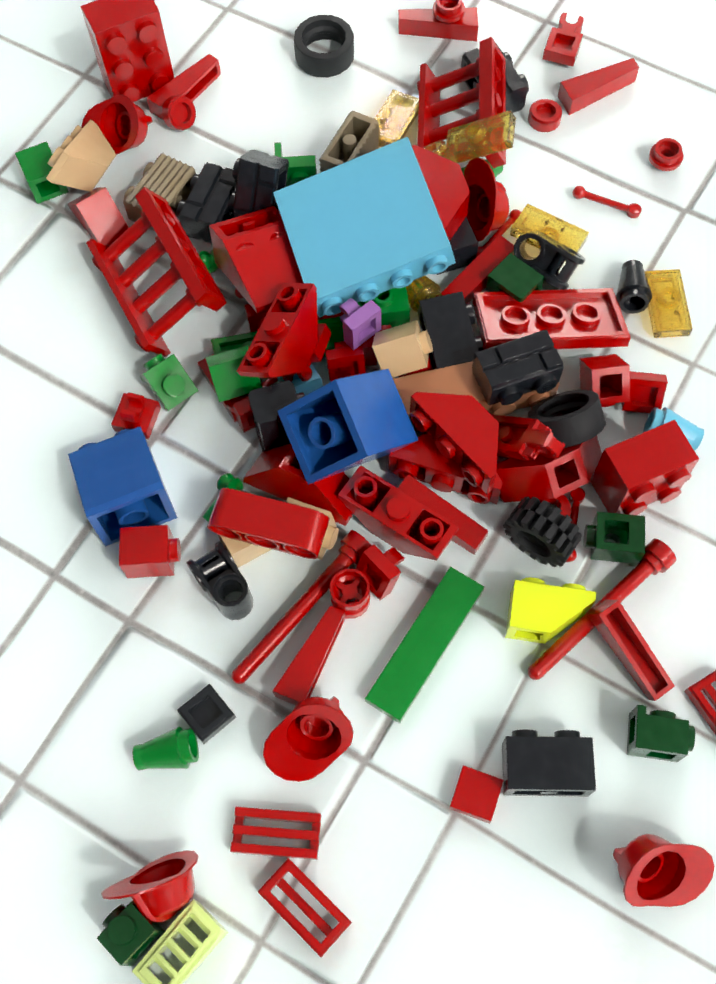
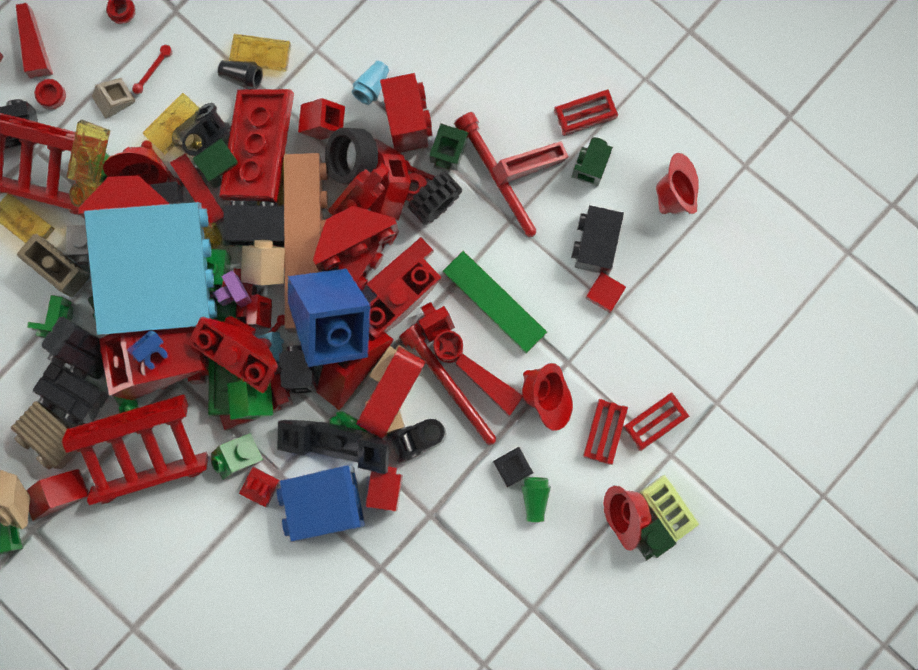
camera: 80 degrees left, 15 degrees up
(203, 478) = (334, 441): none -> black slope
(267, 240) = (145, 347): none -> blue tile
(518, 368) = (304, 180): black brick -> none
(543, 611) = (492, 213): neon yellow slope -> none
(562, 172) = (112, 97): none -> dark tan slope
(646, 392) = (336, 90): red tile -> none

